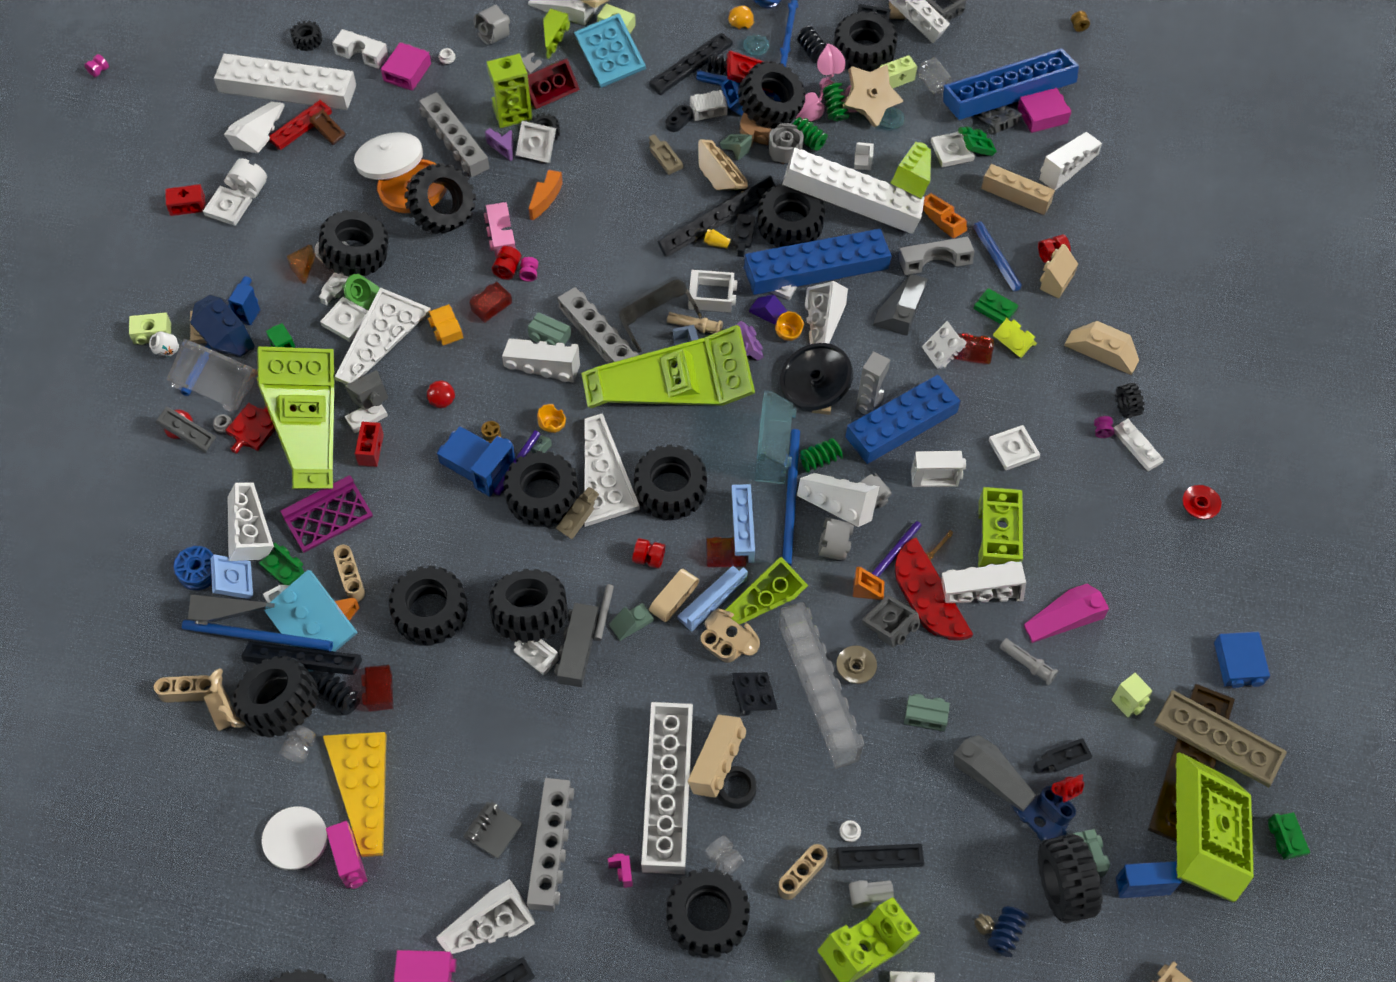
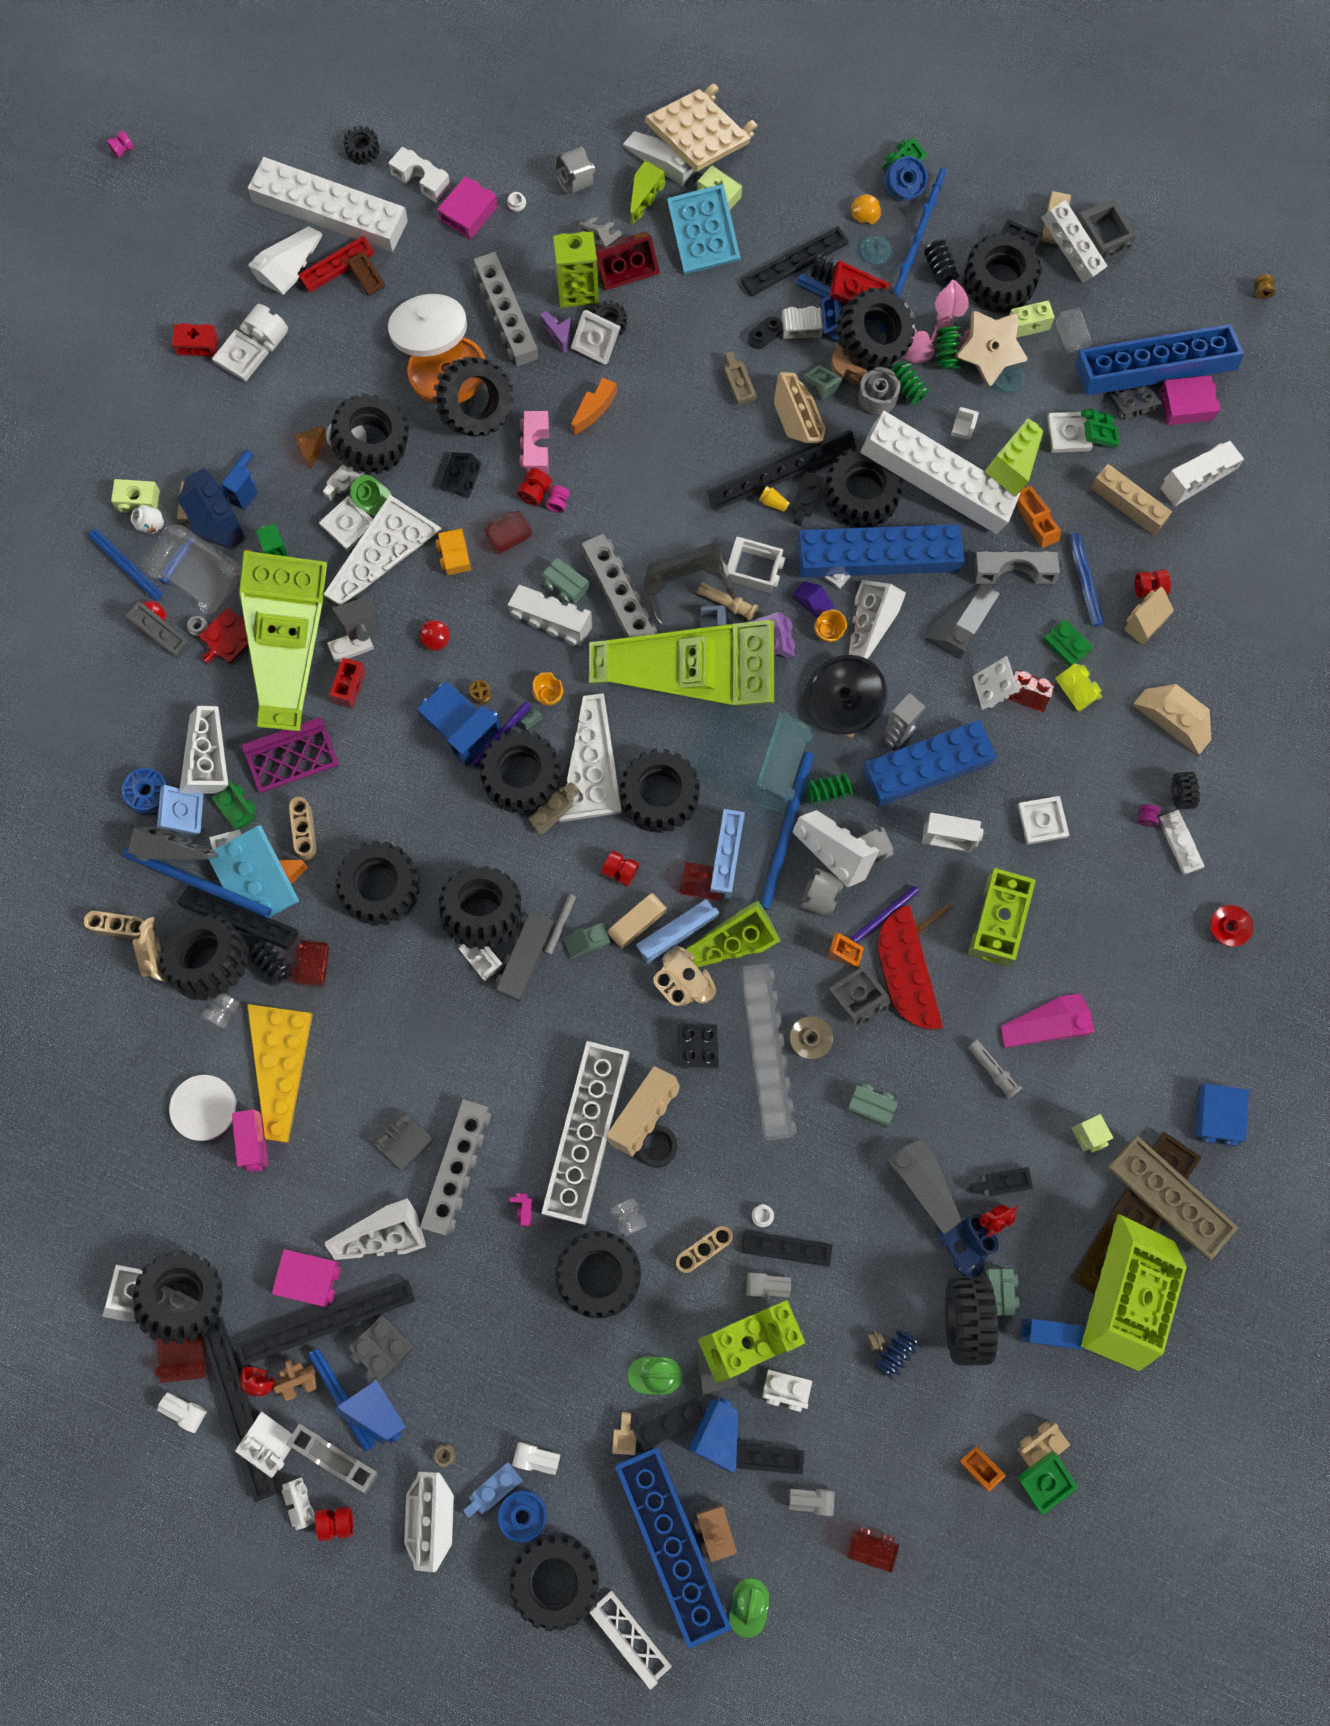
camera: 10 degrees right, 15 degrees up
(149, 385) = (125, 564): none -> blue axle
(439, 264) = (461, 473): none -> black bracket
(985, 583) = (968, 976): white wedge -> none
(1288, 836) = (1214, 1314): green bracket -> none

